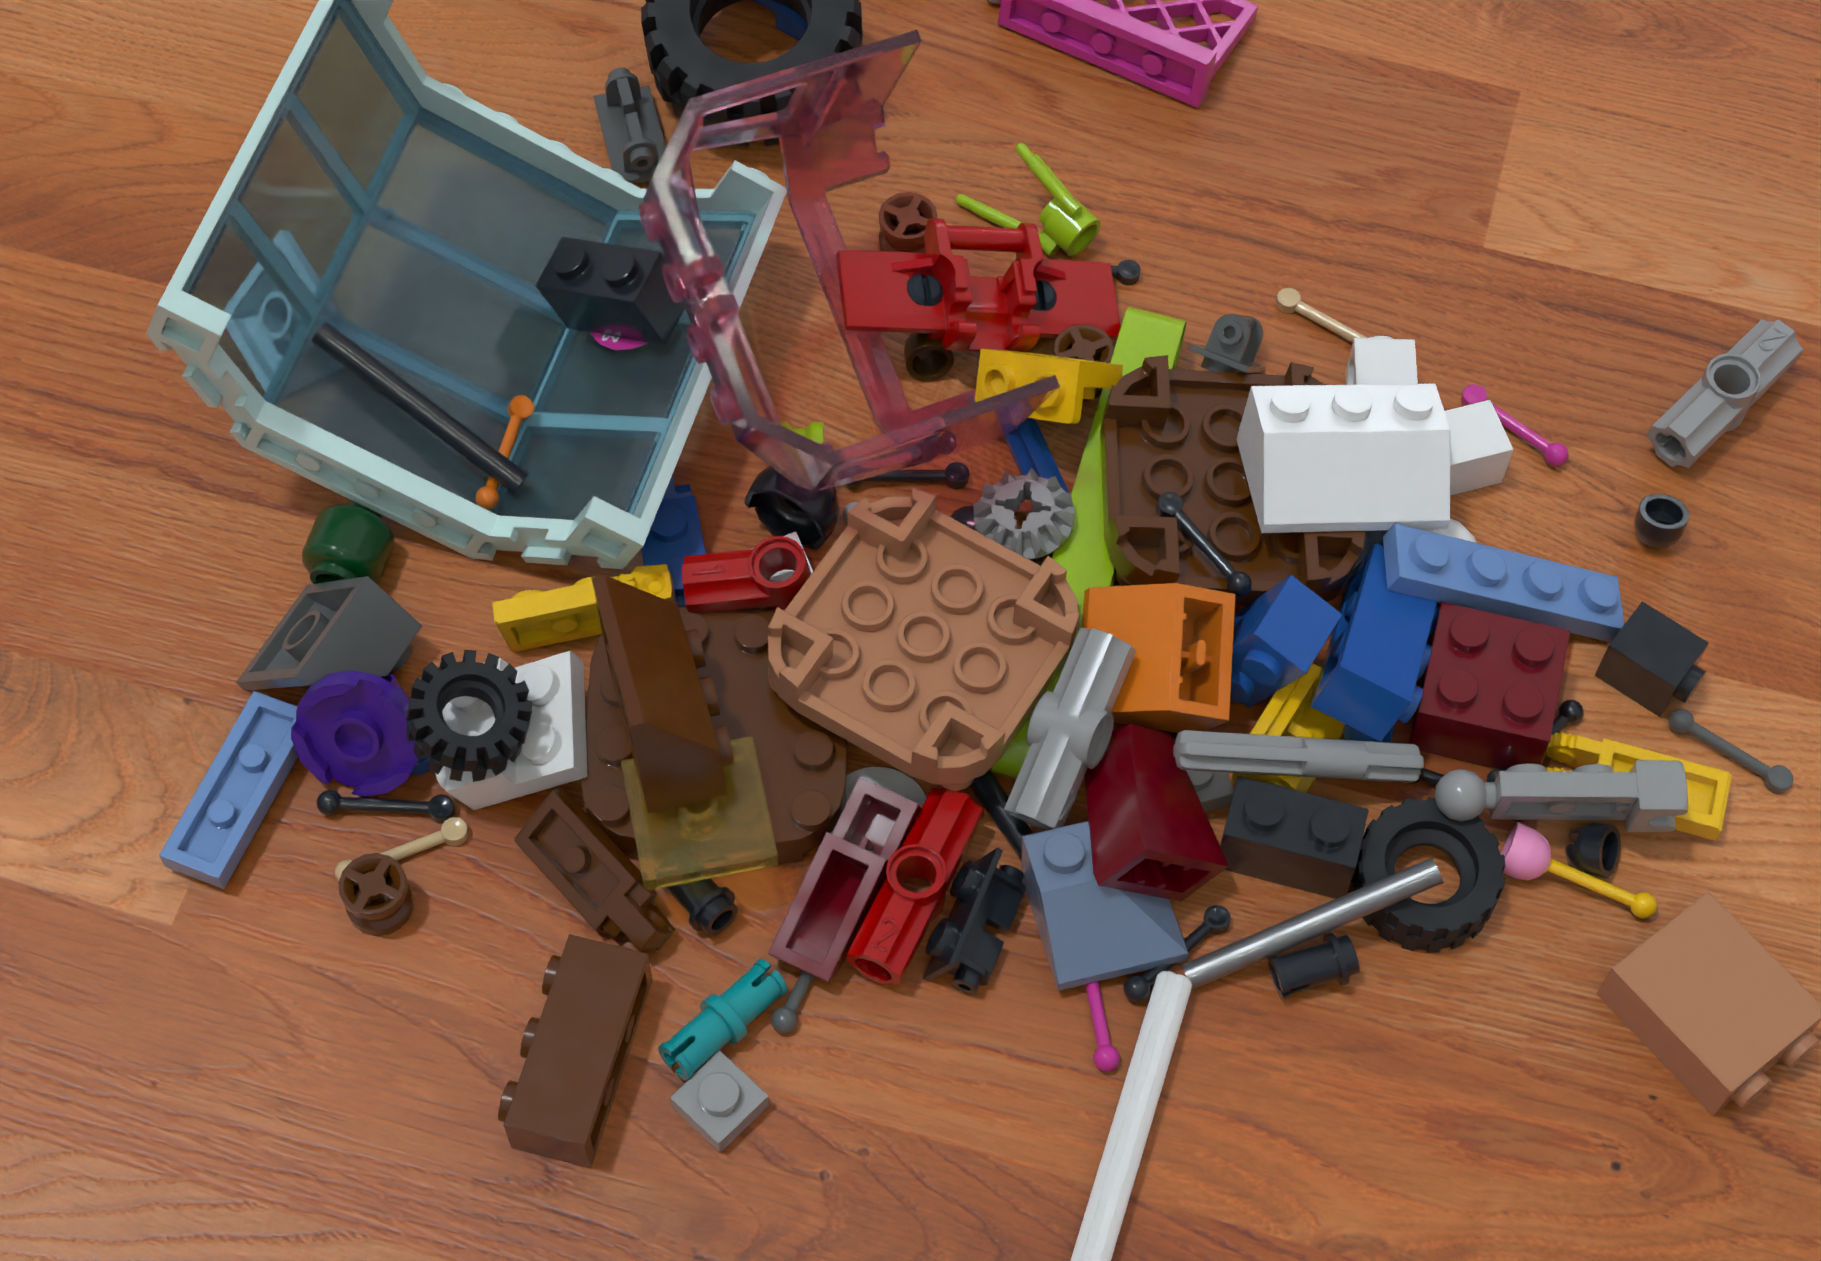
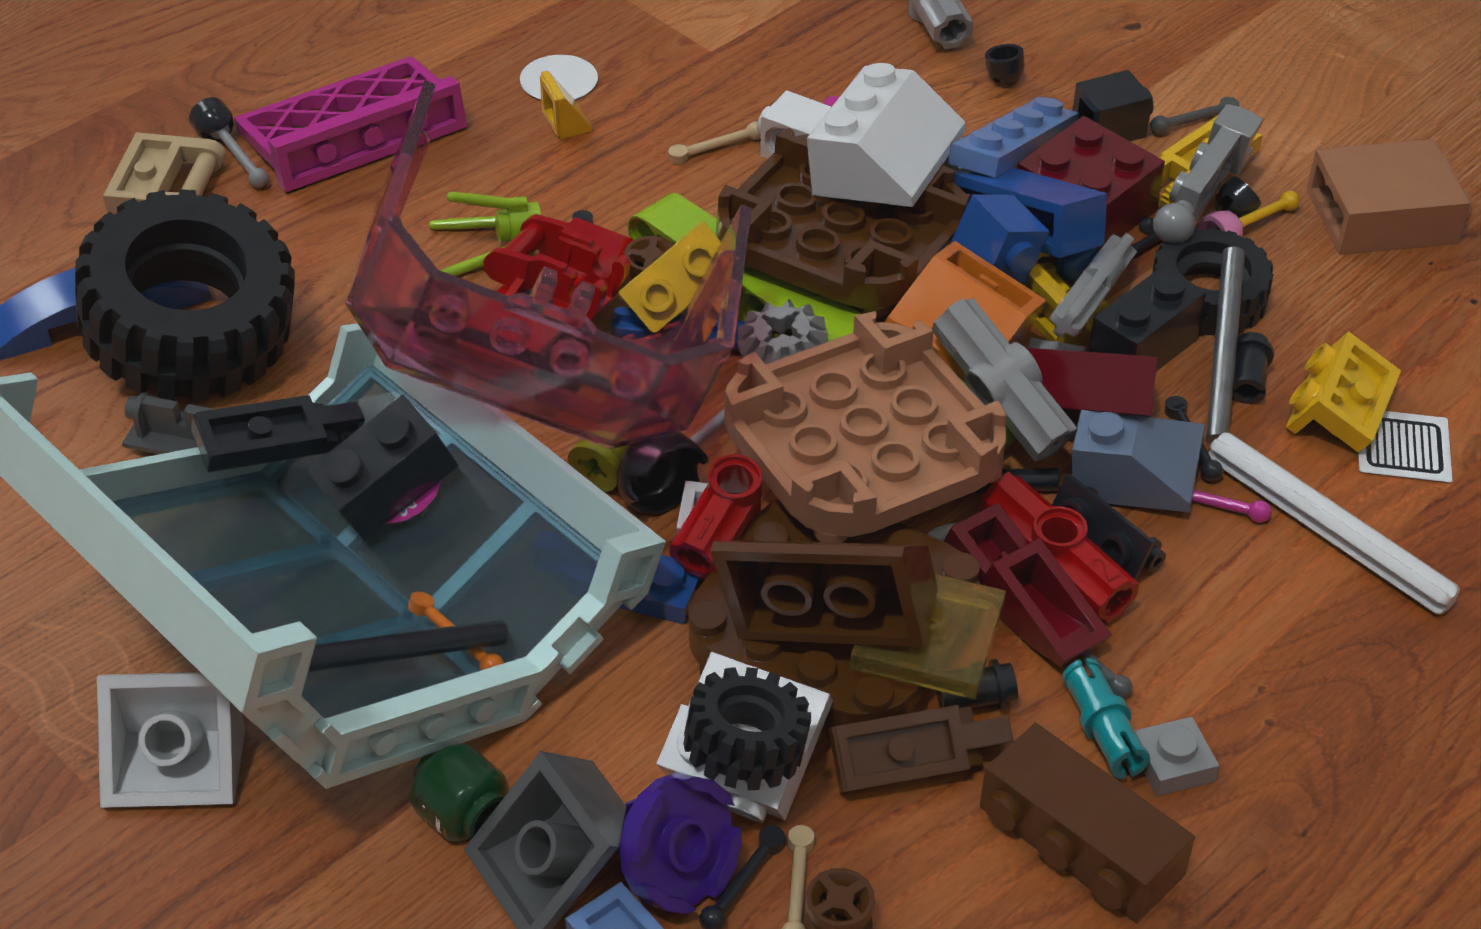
camera: 60 degrees left, 15 degrees down
(568, 612) = (656, 645): yellow hinge -> none
(595, 181) = (272, 431): none -> black hinge
(1171, 505) = (849, 246): black hinge -> none
(1232, 345) = (718, 166): dark grey hinge -> none
(1272, 168) = (561, 109): none -> yellow slope
(1314, 1169) = (1409, 448): none -> white sticker
(1333, 141) = (570, 71): none -> white sticker
(1333, 1076) = (1344, 391): none -> yellow bracket

